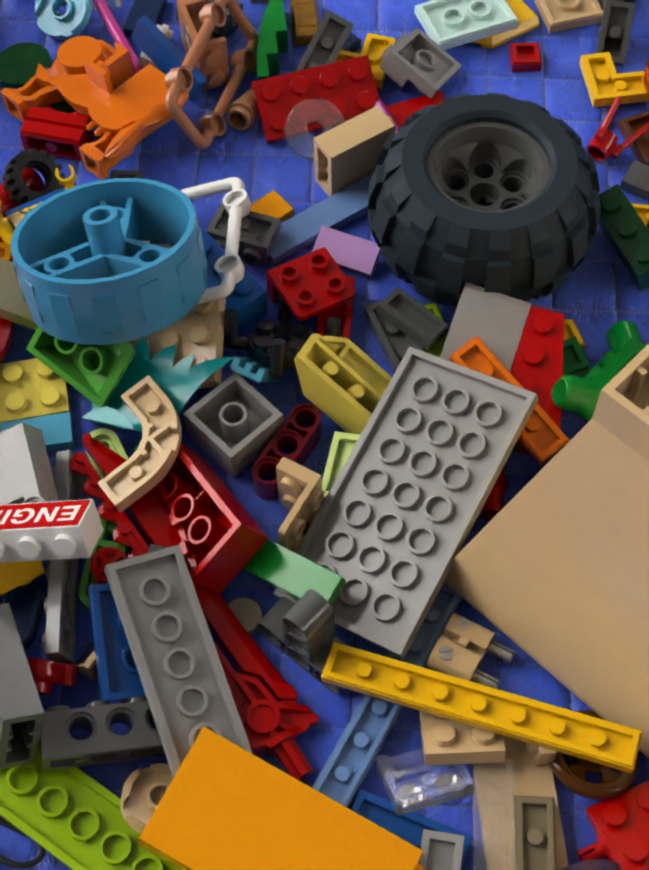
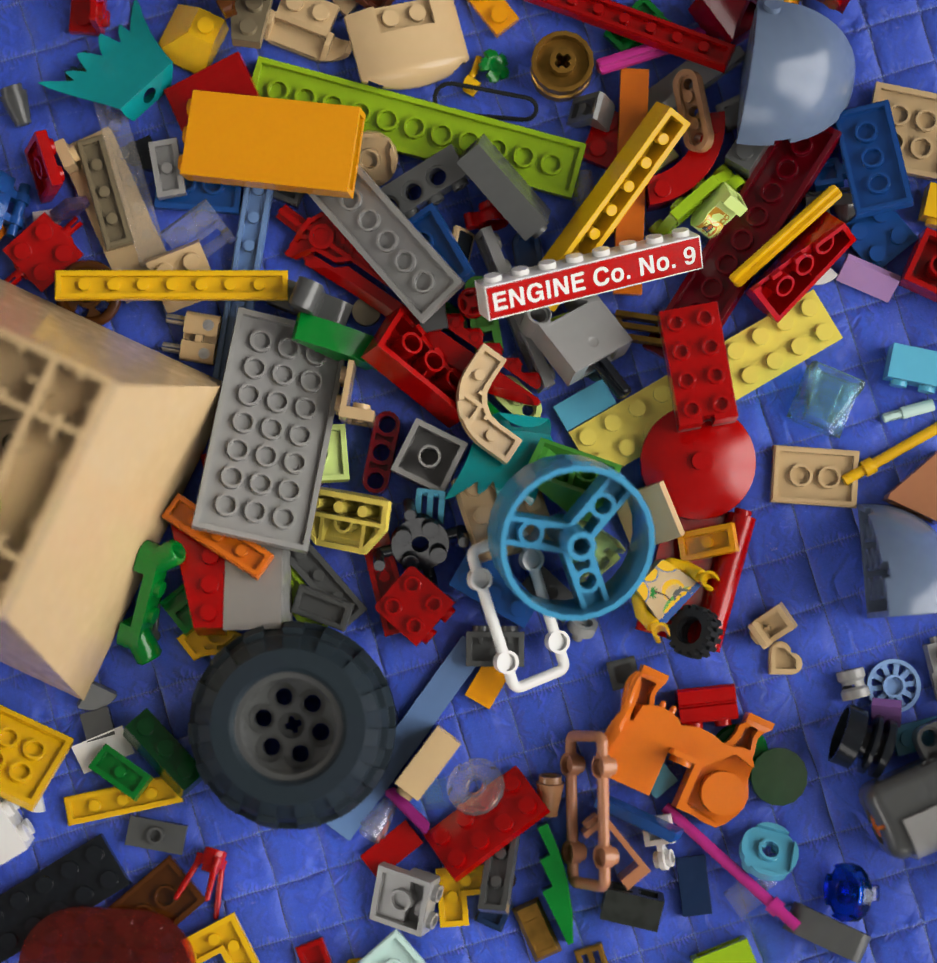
camera: 160 degrees right, 25 degrees up
(349, 250) = (404, 664): lavender tile -> none

